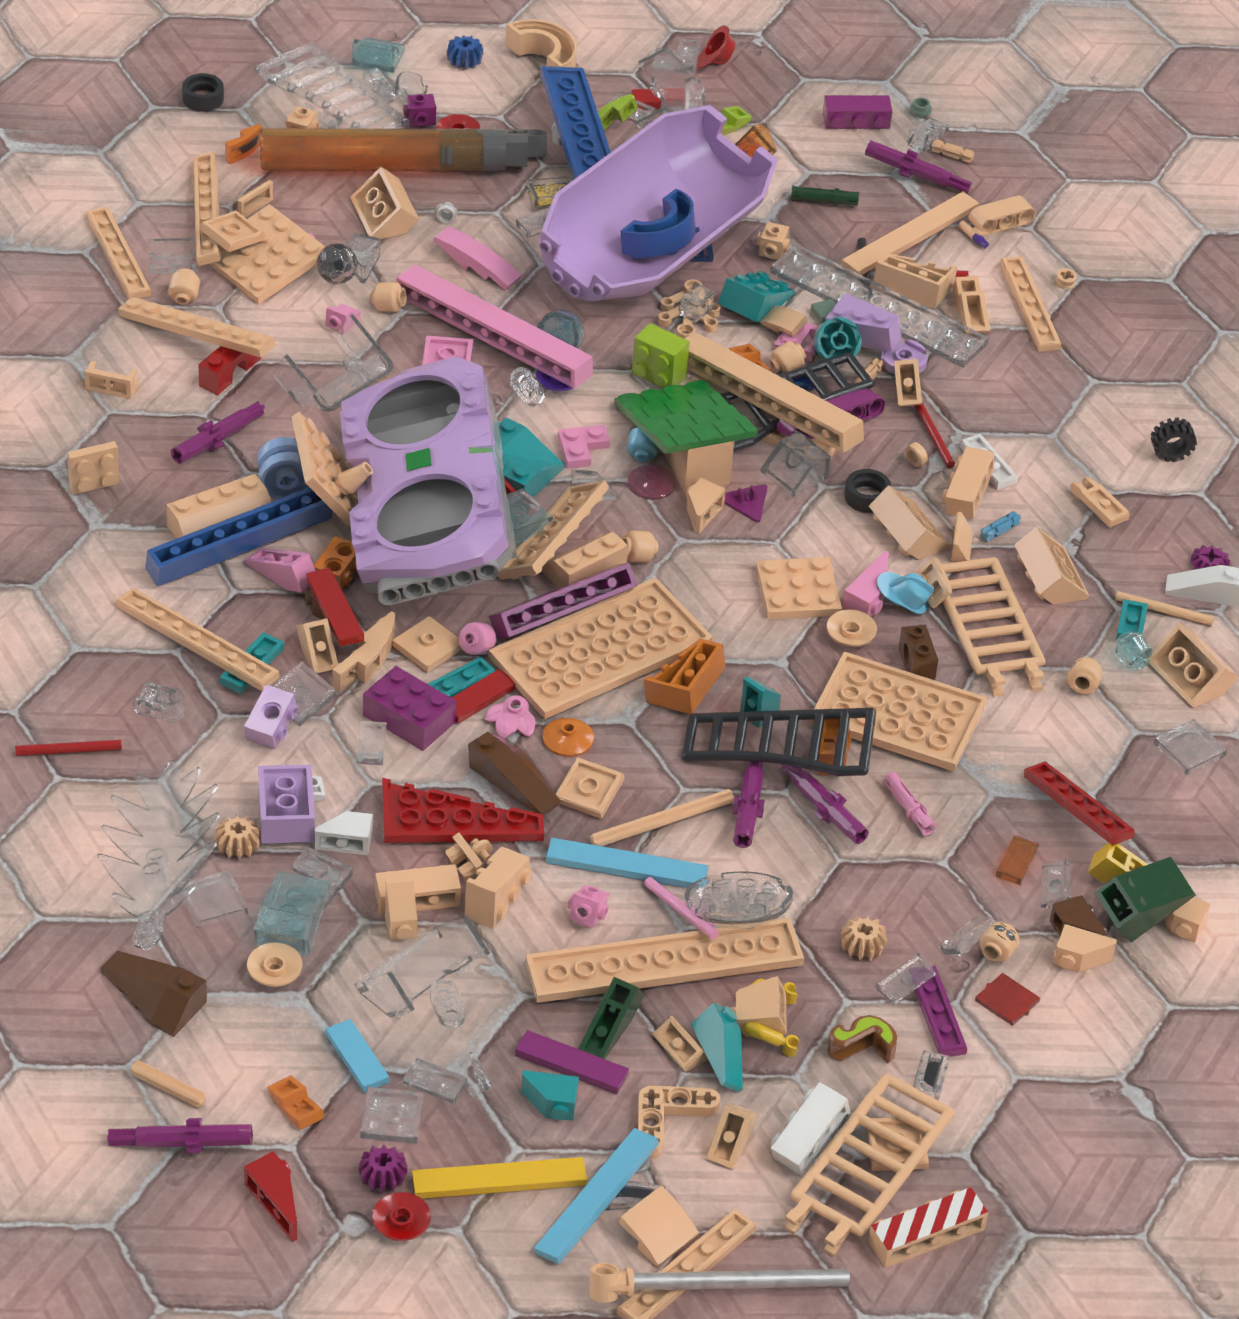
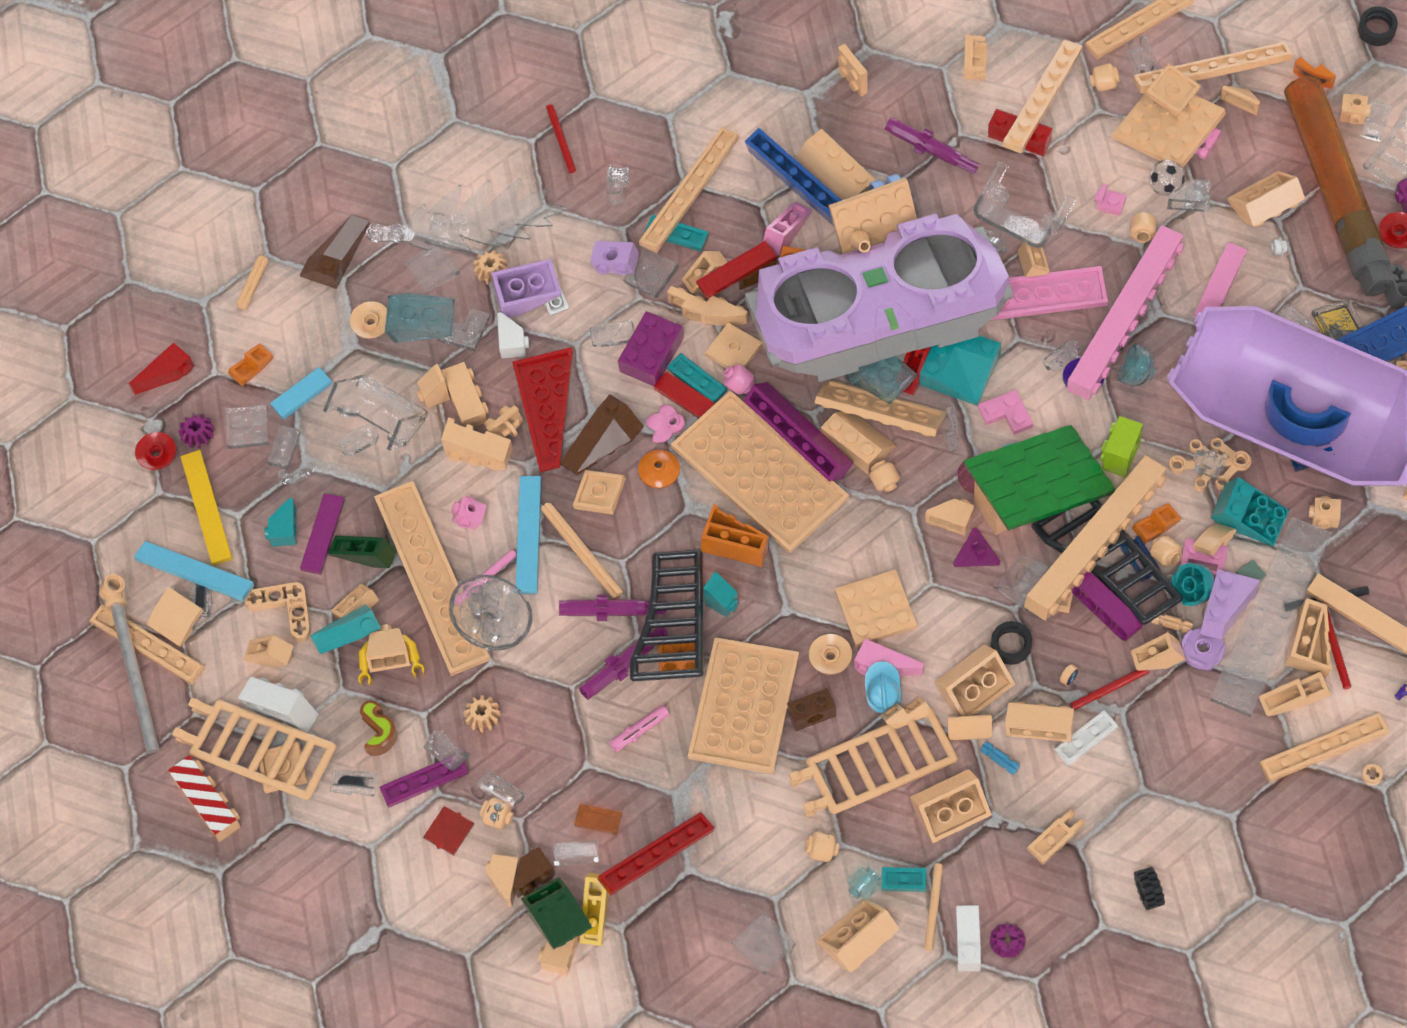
camera: 90 degrees right, 20 degrees up
(191, 1135) = (203, 304): magenta piece -> none

